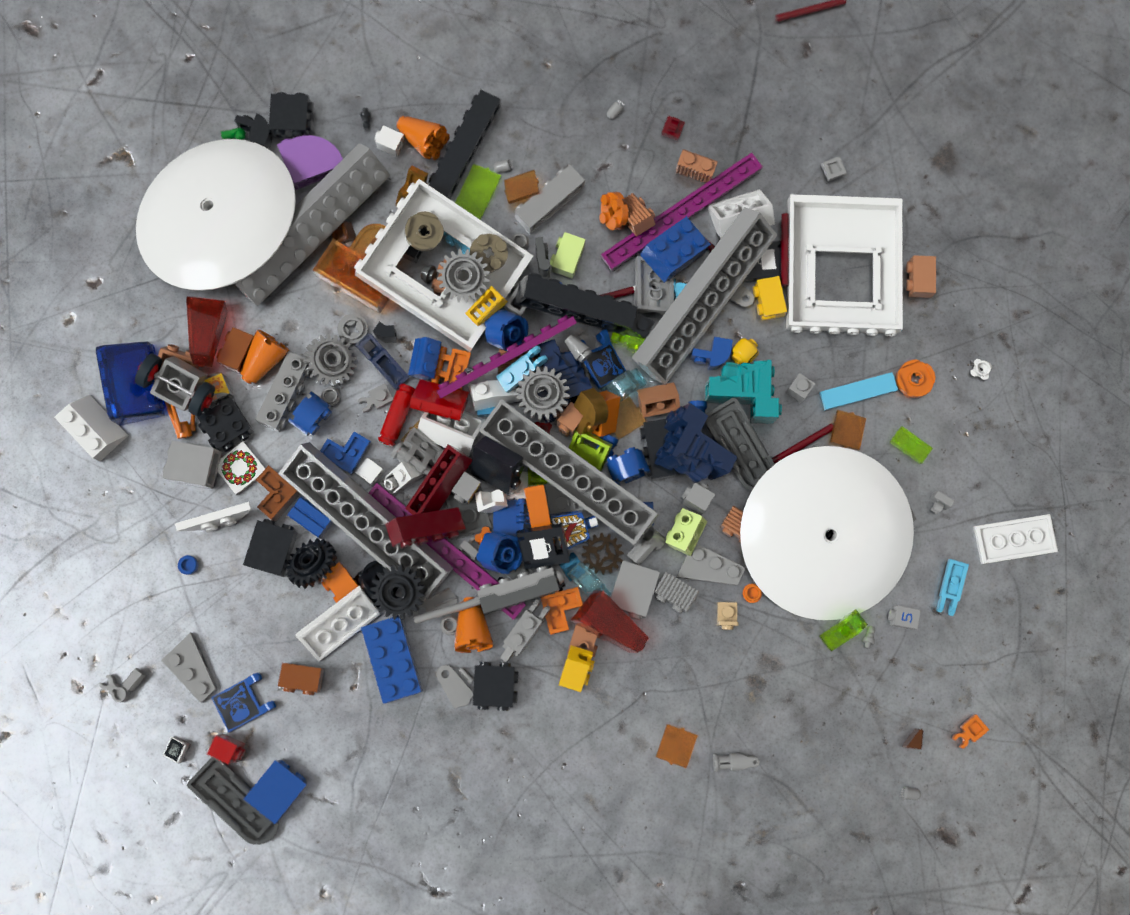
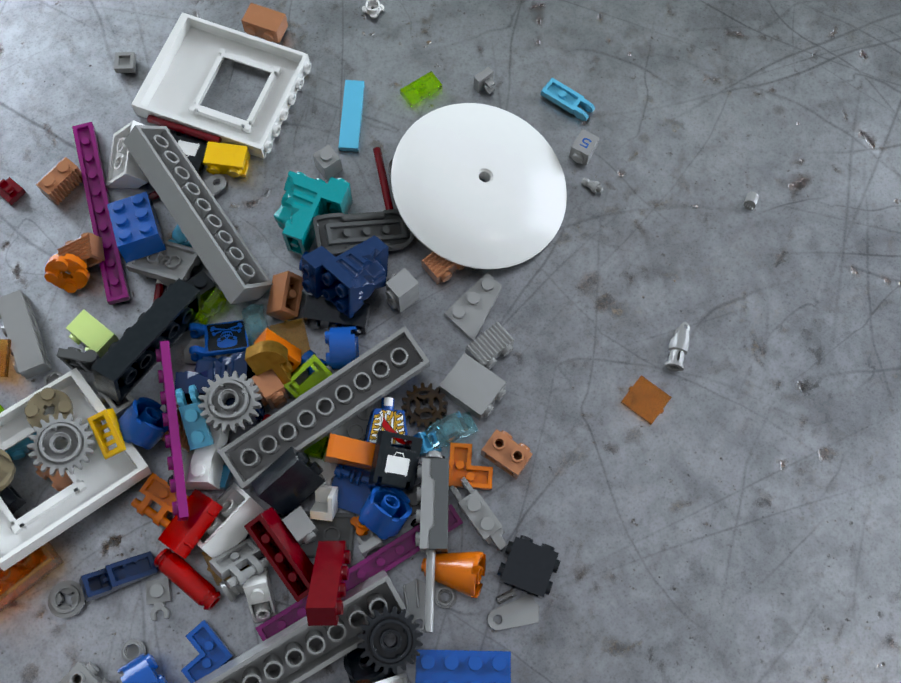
camera: 70 degrees left, 10 degrees down
(322, 368) = (74, 642): light grey gear -> none
(370, 471) = (239, 632): white brick -> none
(385, 333) = (88, 560): black piece -> none
(424, 358) = (136, 525): blue brick -> none
(428, 273) = (43, 490): dark grey plate -> none
(576, 668) = (538, 470): yellow brick -> none
(578, 348) = (197, 352): light grey cone -> none
(607, 620) = (500, 418): clear red slope -> none
(651, 541) = (437, 368): light grey piece -> none
(686, 531) = (431, 315): yellowish green brick -> none
(718, 355) = (263, 229): blue brick -> none
(727, 615) = (529, 306): tan bracket -> none
(744, 351) = (269, 199): yellow head -> none
(752, 593) = (514, 275): orange plate -> none
(843, 630) = (579, 204): clear neon green slope -> none
(848, 430) = (384, 136): clear orange piece -> none
(914, 740) = (702, 177): reddish brown slope -> none
(920, 369) = (363, 72): orange plate -> none
(972, 729) = (708, 128): orange plate -> none
(1015, 539) = (540, 35): white tile -> none

